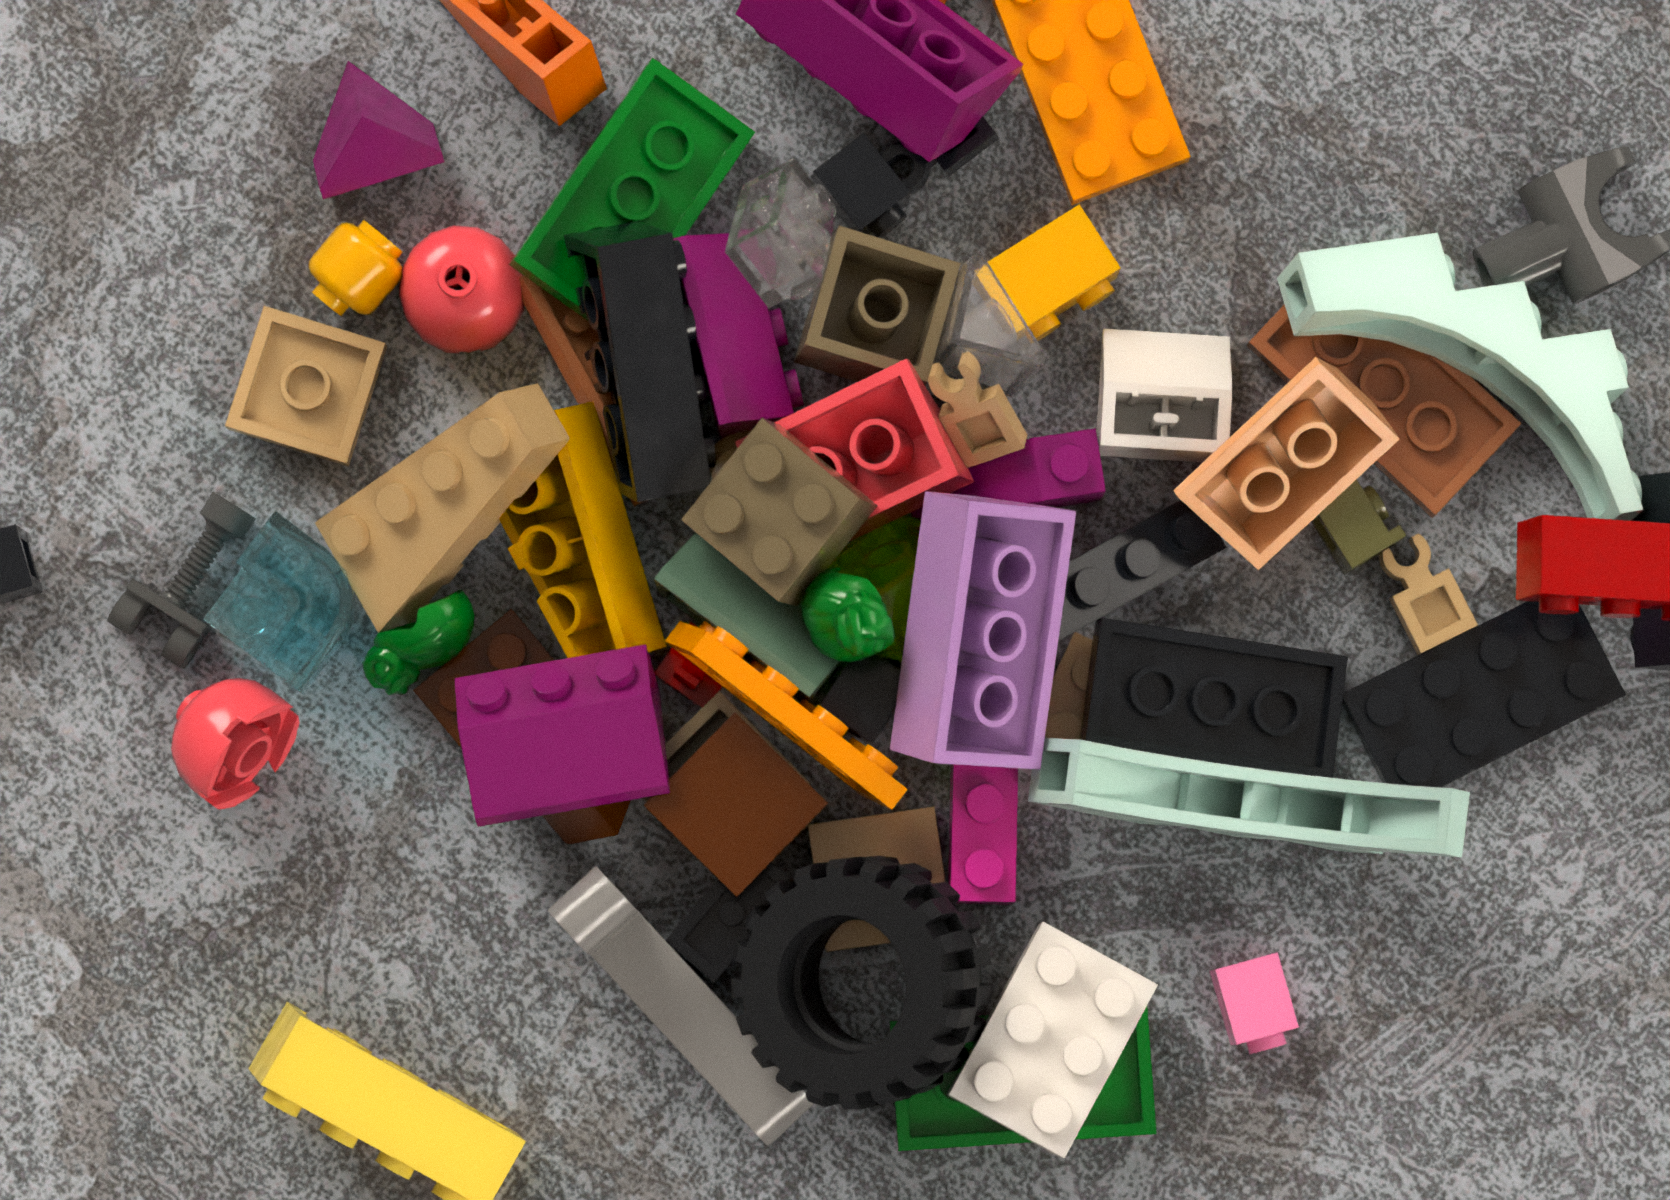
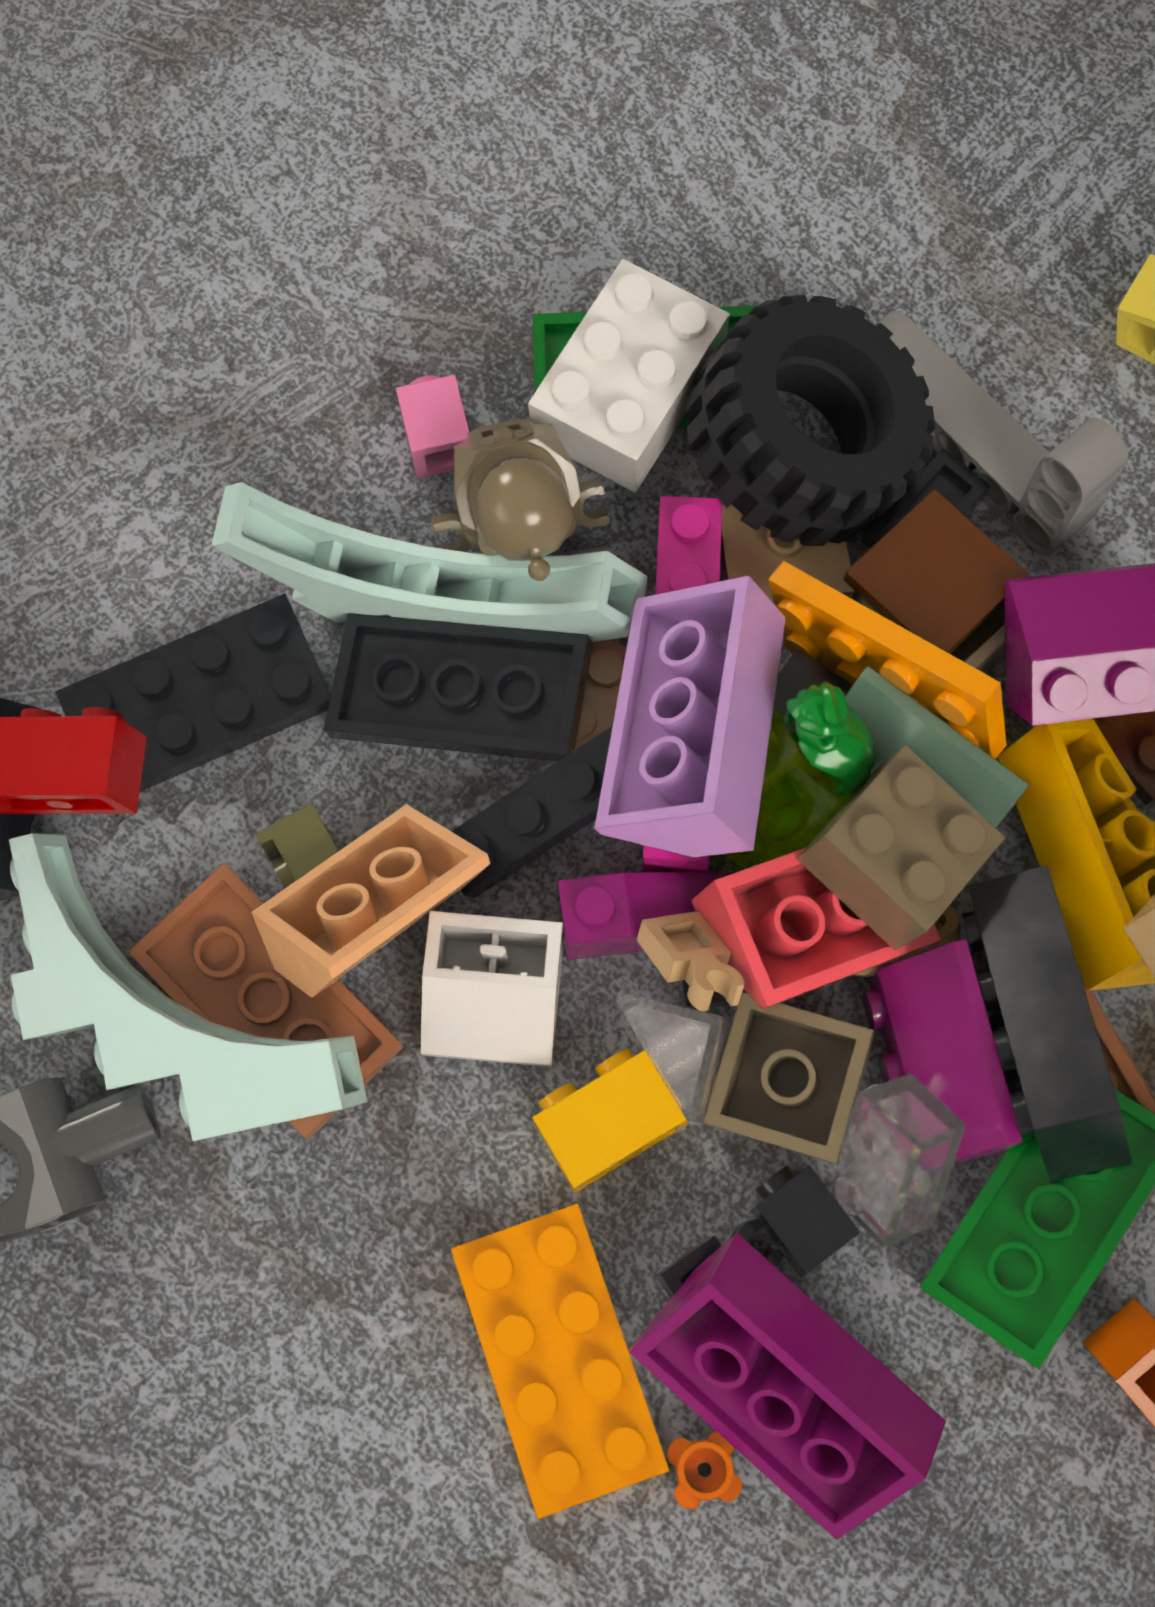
camera: 170 degrees left, 10 degrees down
(1156, 856) = (522, 504): none -> dark tan helmet
(1430, 605) = (238, 782): tan plate -> none

